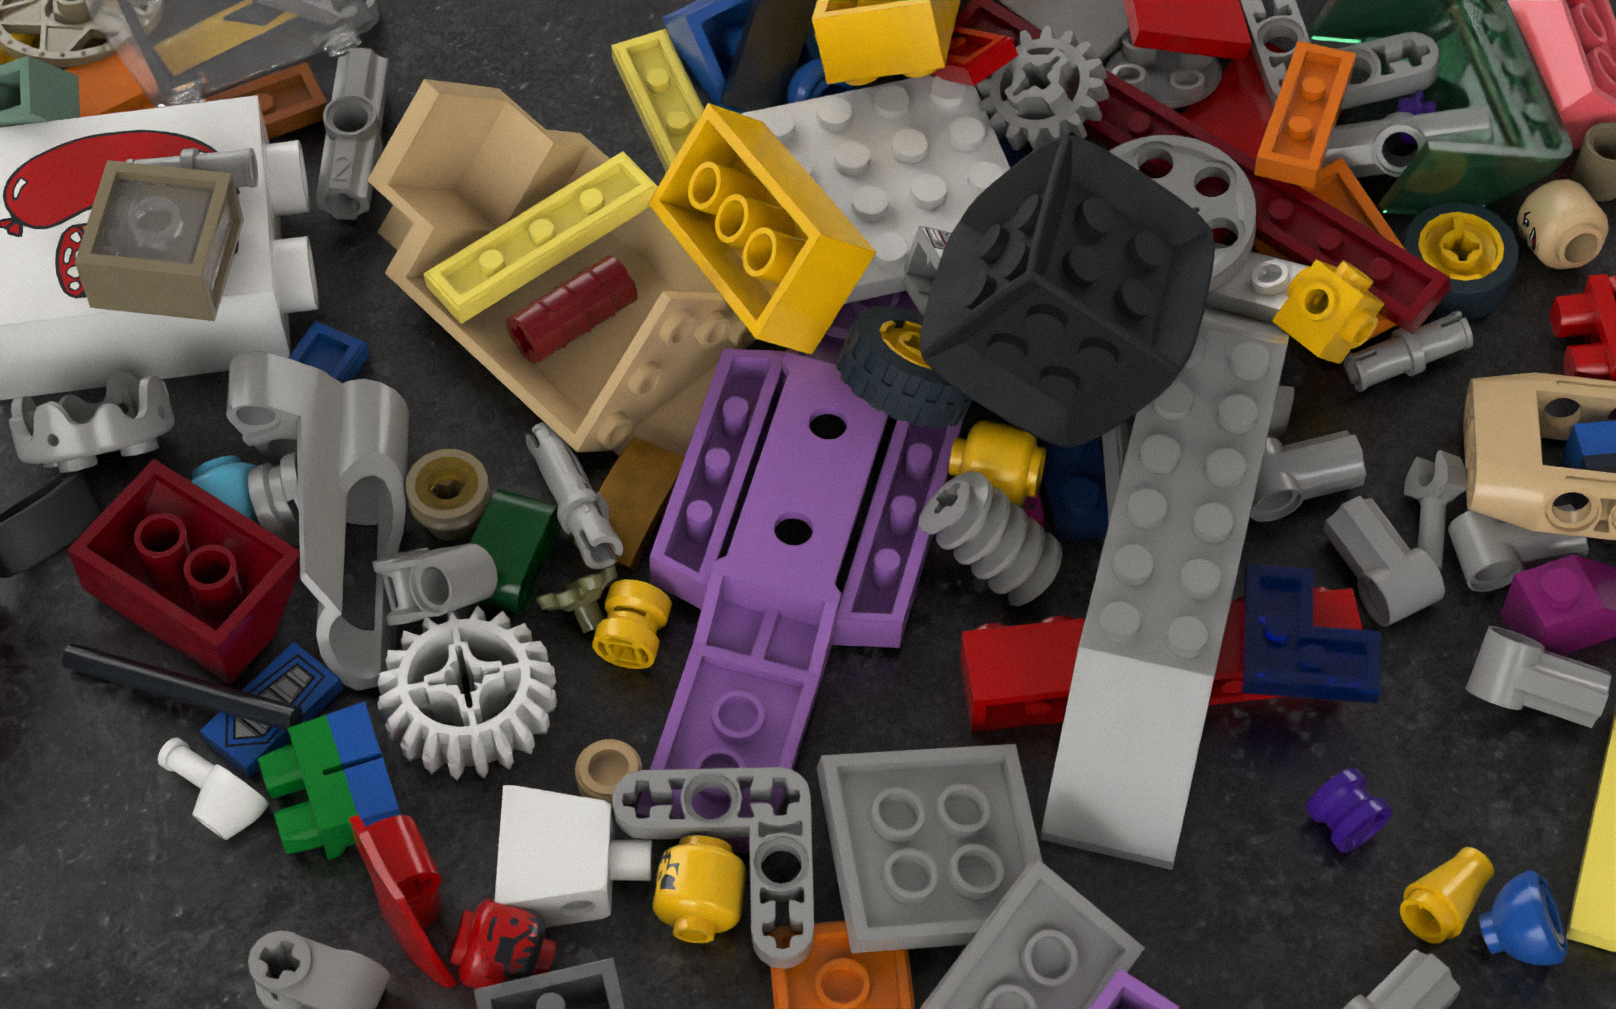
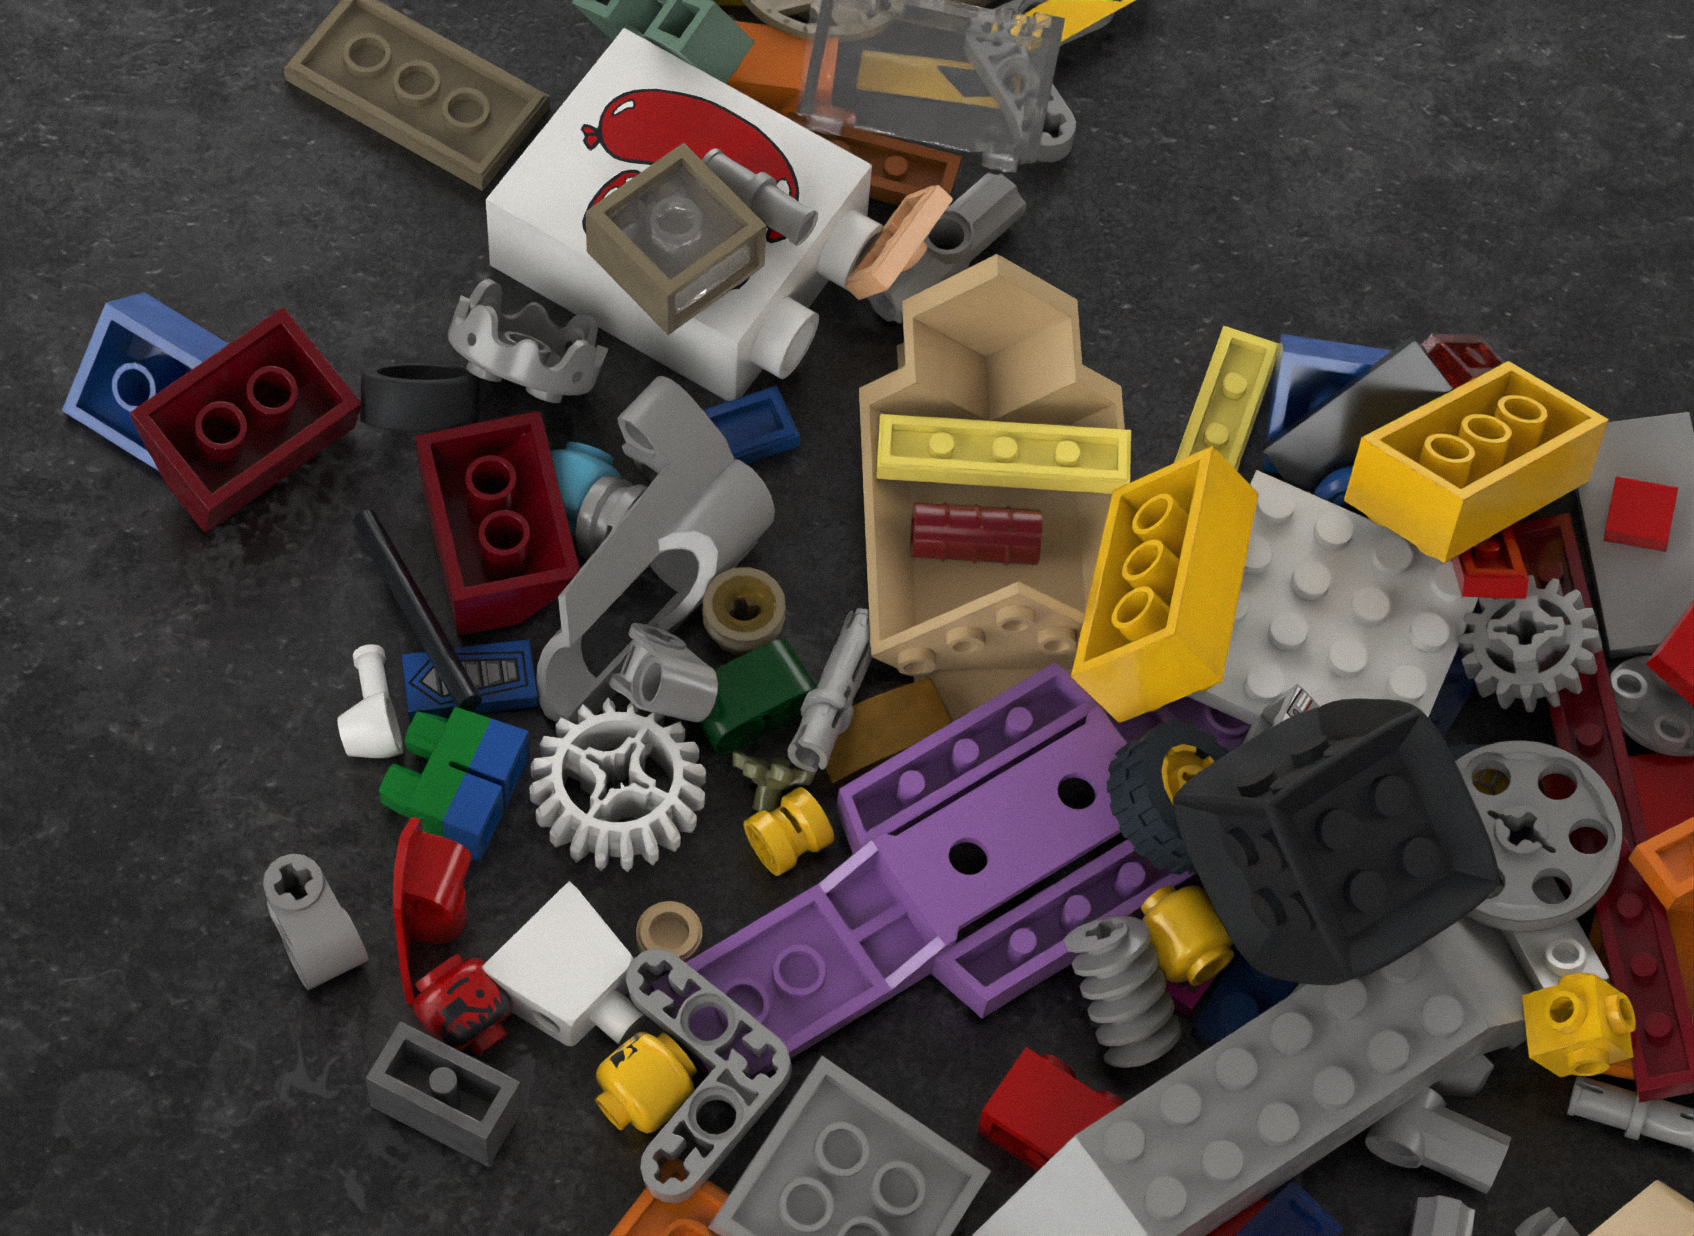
camera: 35 degrees right, 5 degrees up
(324, 142) = (898, 243): none -> light nougat plate

